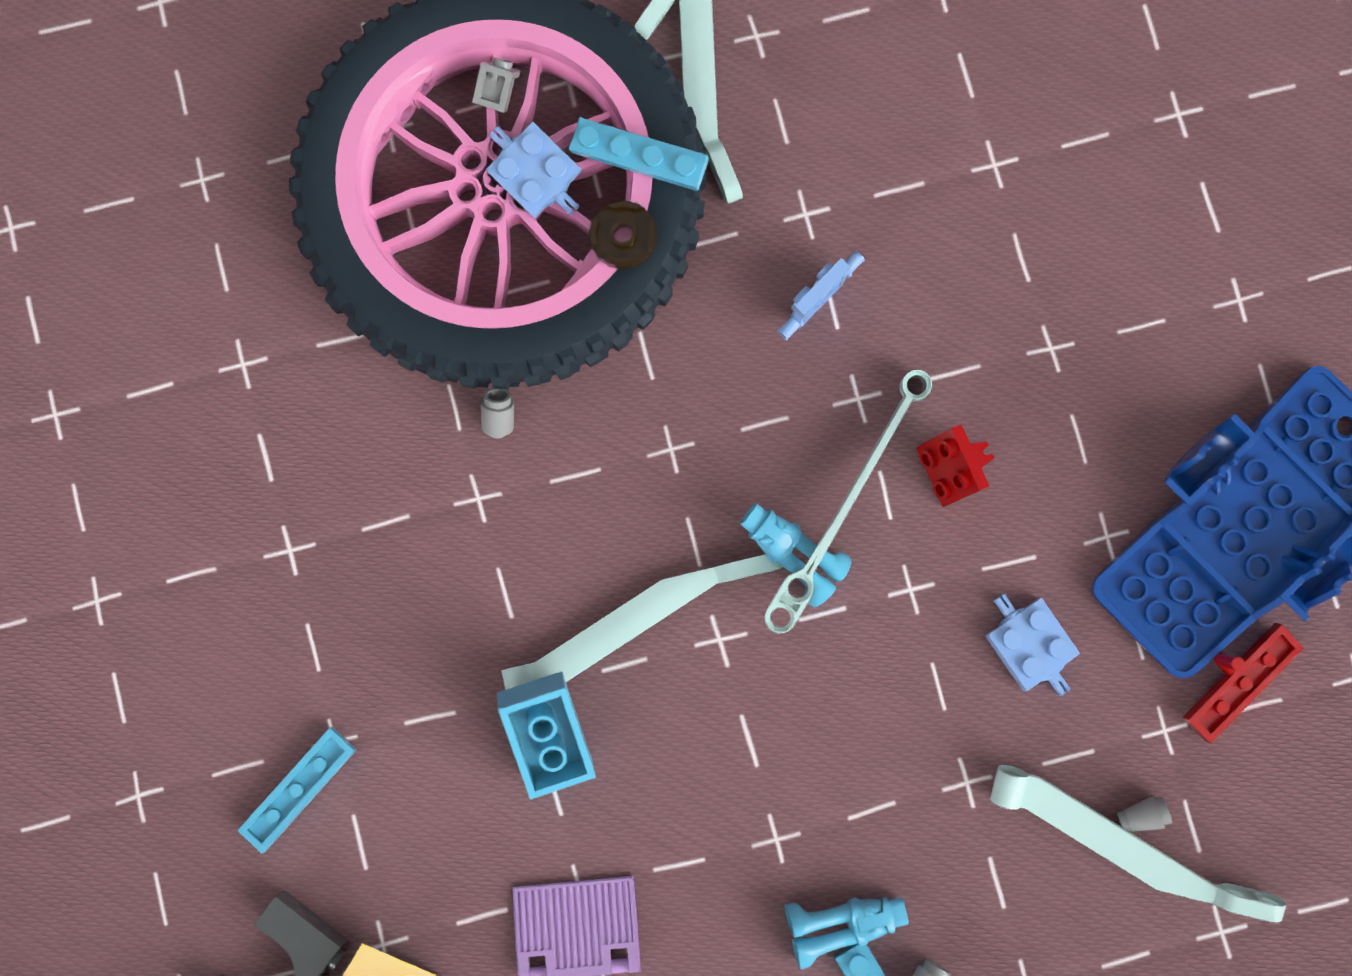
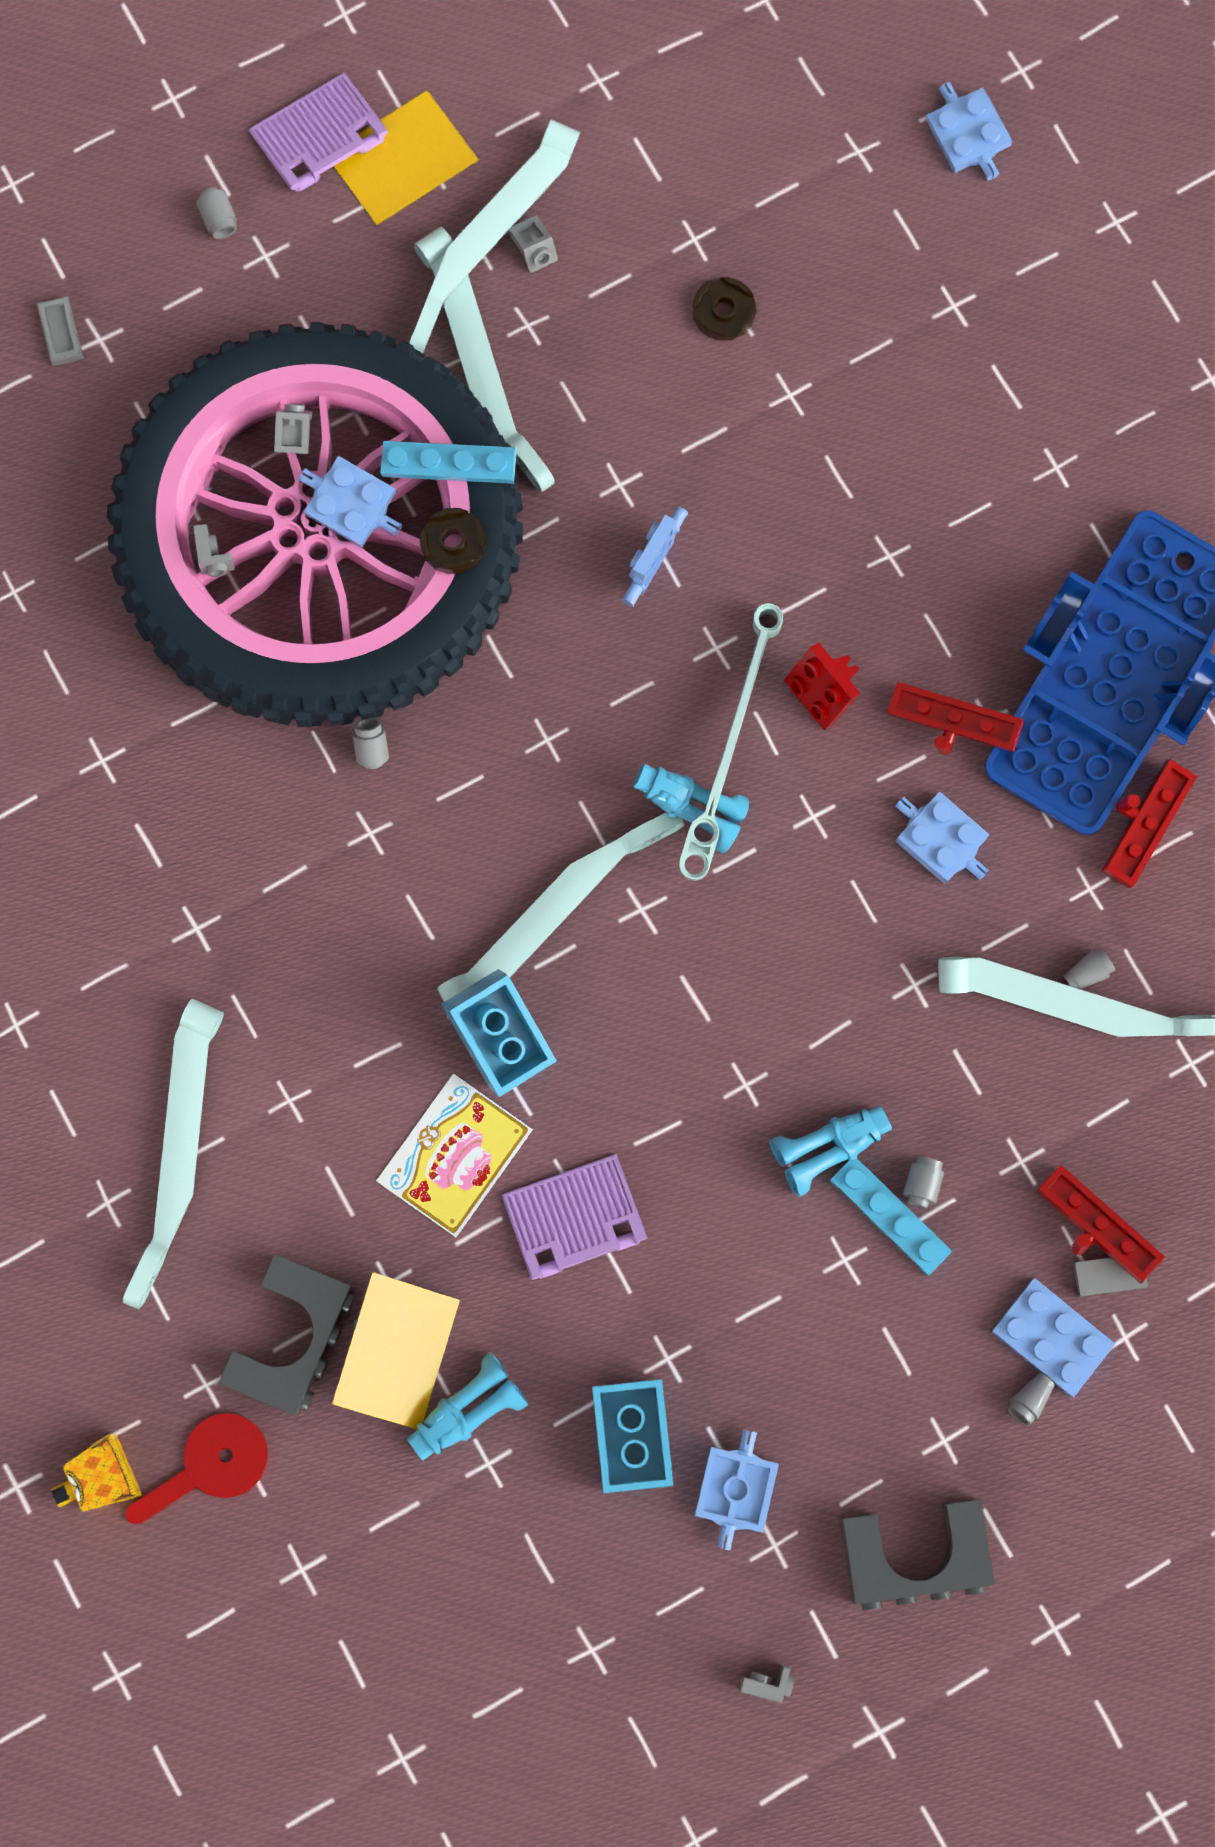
camera: 25 degrees left, 5 degrees down
(218, 758) = (180, 1142): none -> light aqua piece
(297, 790) = (266, 1153): medium azure plate -> none
(381, 182) = (207, 553): none -> light grey bracket
(477, 836) = (454, 1155): none -> sticker
(947, 81) = (724, 326): none -> dark brown tile
(1077, 530) = (955, 718): none -> red plate

